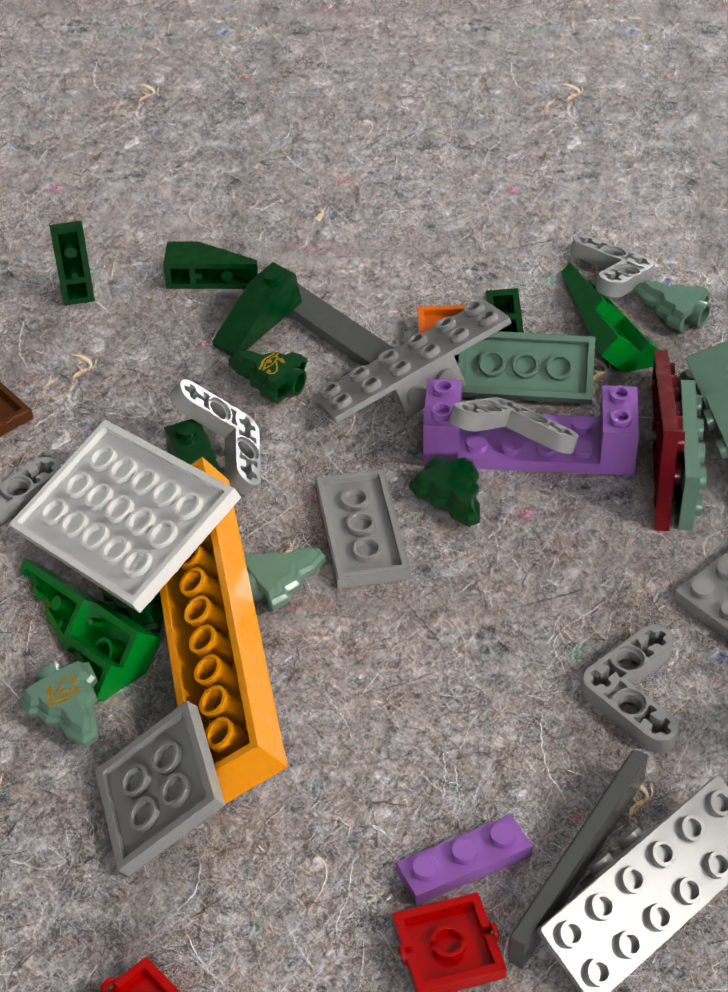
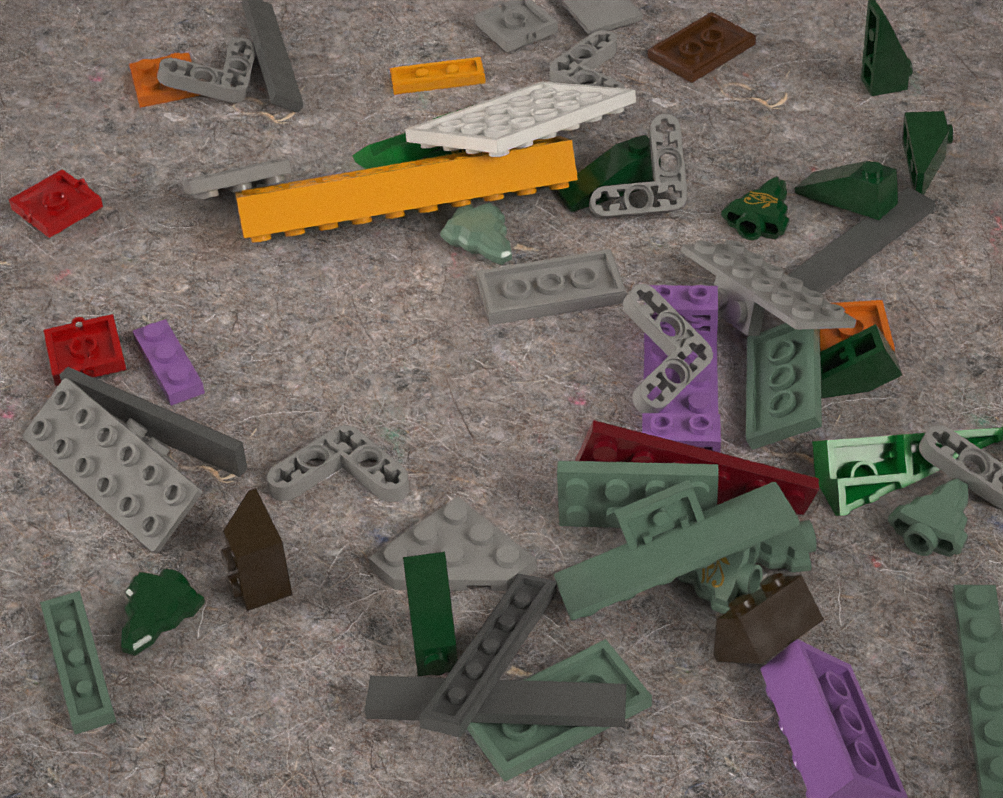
camera: 90 degrees right, 0 degrees up
(65, 700) = (340, 134): sand green rock -> none
(450, 488) = (596, 337): dark green rock -> none

